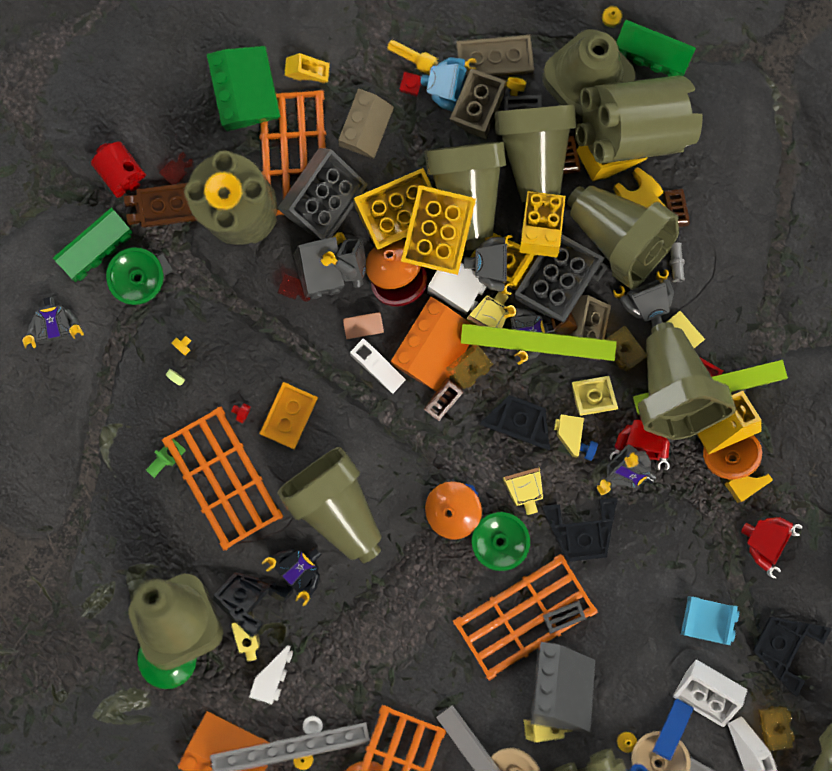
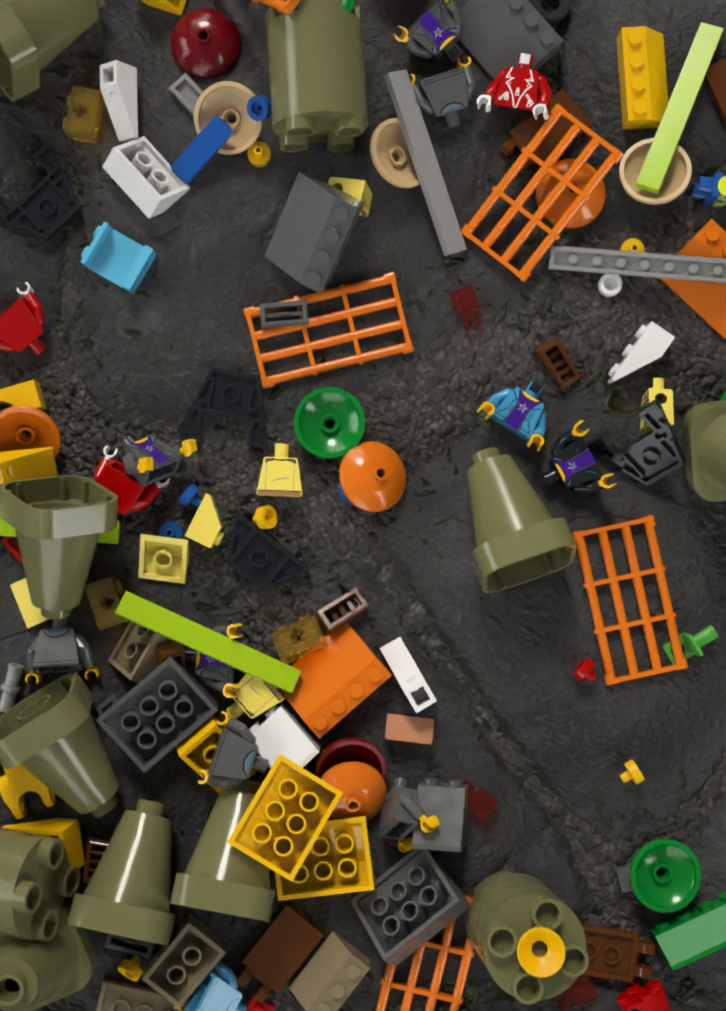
camera: 155 degrees left, 5 degrees up
(175, 377) = (651, 737): yellowish green tile -> none
(288, 415) = (530, 649): light orange tile -> none
(348, 658) = (564, 358): none -> reddish brown slope
(354, 597) = (519, 412): none -> torso
(409, 131) = (279, 951): none -> reddish brown tile
(423, 673) = (465, 303): none -> clear red plate
(526, 452) = (265, 517): none -> yellow tile
(542, 224) = (156, 784): yellow slope -> none
(593, 422) = (175, 528): none -> blue tile

